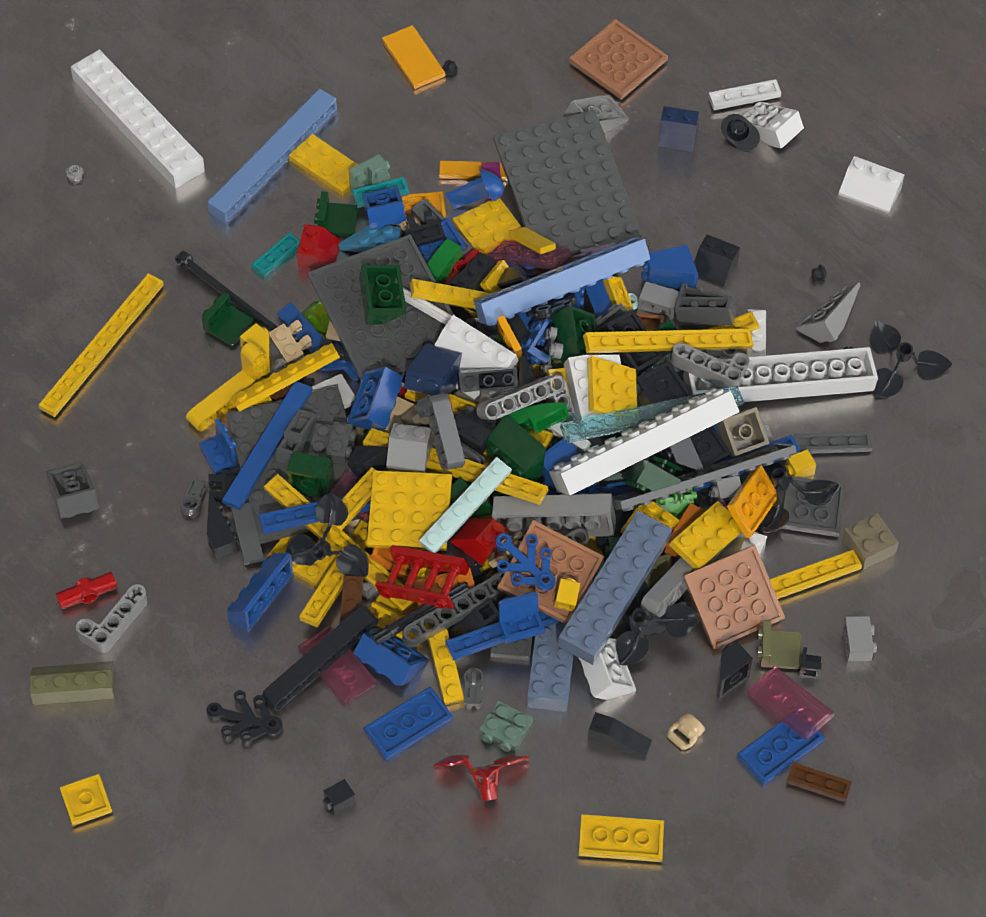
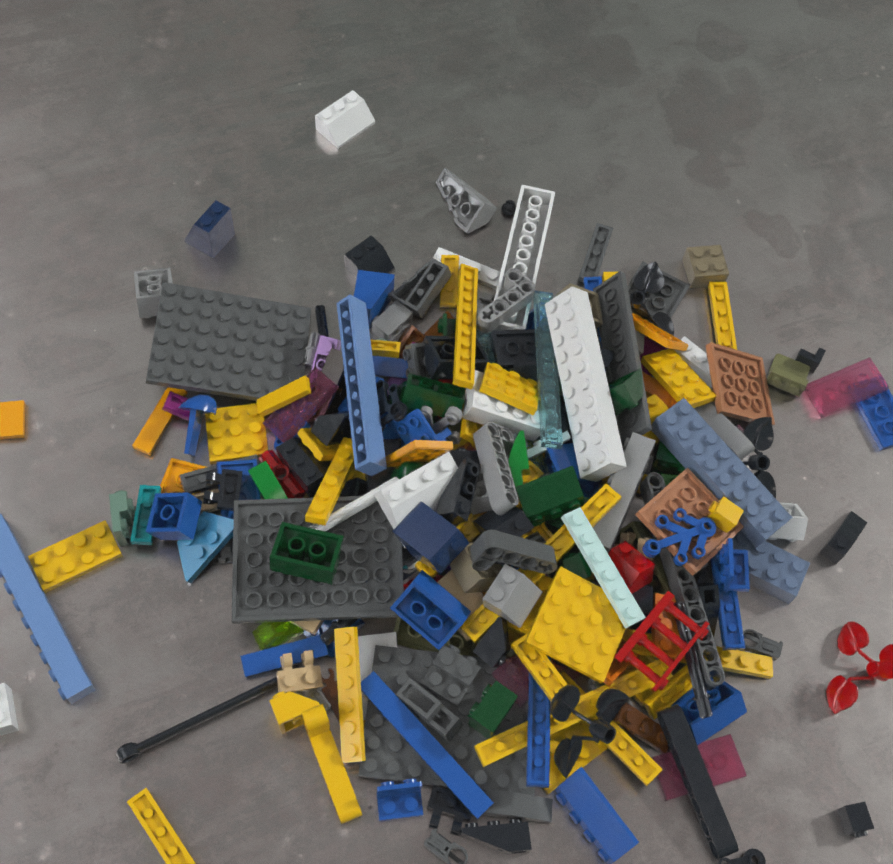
camera: 75 degrees left, 5 degrees up
(225, 320) = (234, 733): dark green bracket -> none
(276, 255) = (167, 649): teal tile -> none
(317, 247) = (183, 604): red slope -> none
(335, 217) = (151, 571): dark green bracket -> none
(408, 723) = (782, 721): blue tile -> none
(450, 67) = (18, 393): black piece -> none
(505, 727) = (810, 631): sand green plate -> none
(618, 59) = (97, 248): nougat plate -> none
(690, 727) = (850, 474): tan piece -> none
(733, 668) = (808, 417): black slope -> none
(740, 132) = (239, 186): black piece -> none
(744, 94) = (196, 169): white plate -> none
(775, 123) = (239, 162): white slope -> none
(819, 272) = (416, 193): black piece -> none
(859, 639) = (796, 313): light grey brick -> none
(885, 338) = (541, 157): black plant -> none

